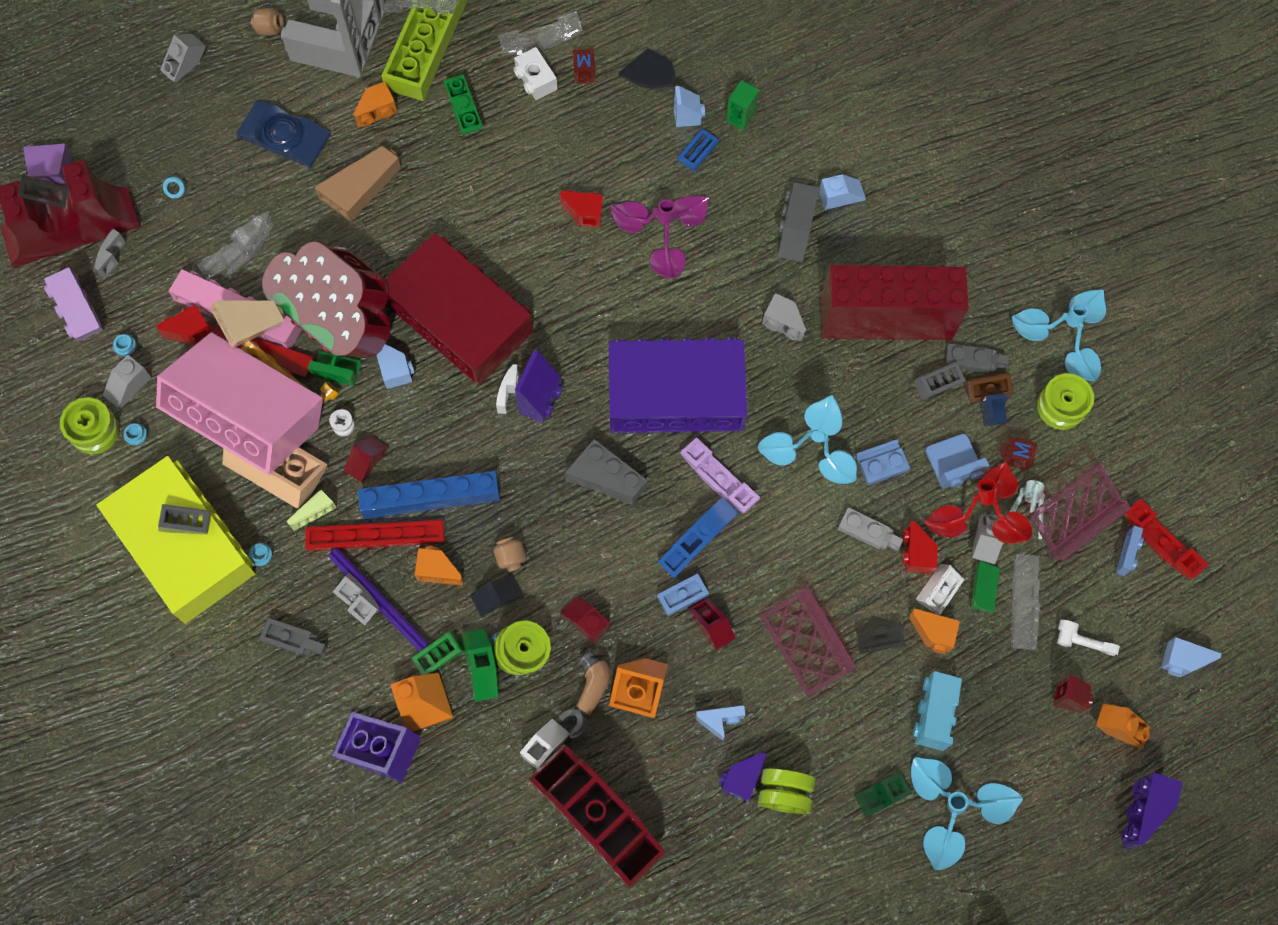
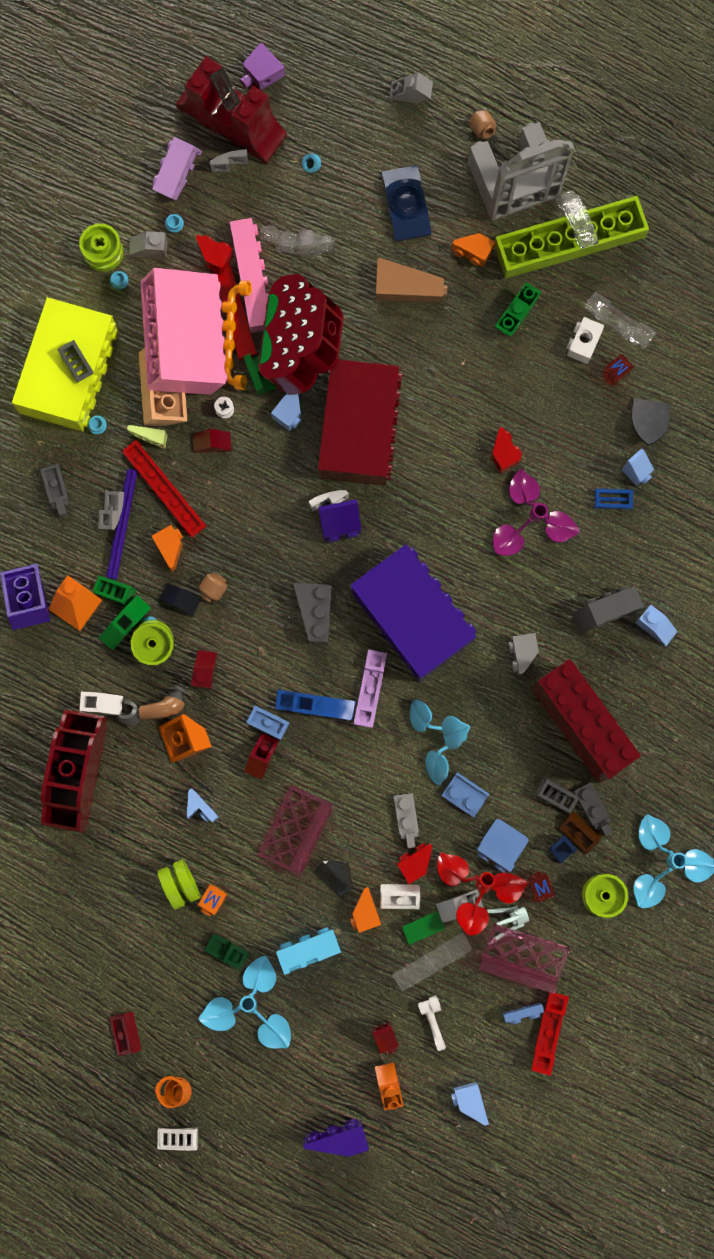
camera: 55 degrees right, 10 degrees up
(246, 319) = (241, 292): tan slope -> none
(428, 495) = (215, 503): blue brick -> none
(742, 105) = (670, 506): green brick -> none
(742, 777) = (170, 849): dark purple slope -> none
(824, 770) = (212, 900): none -> orange brick

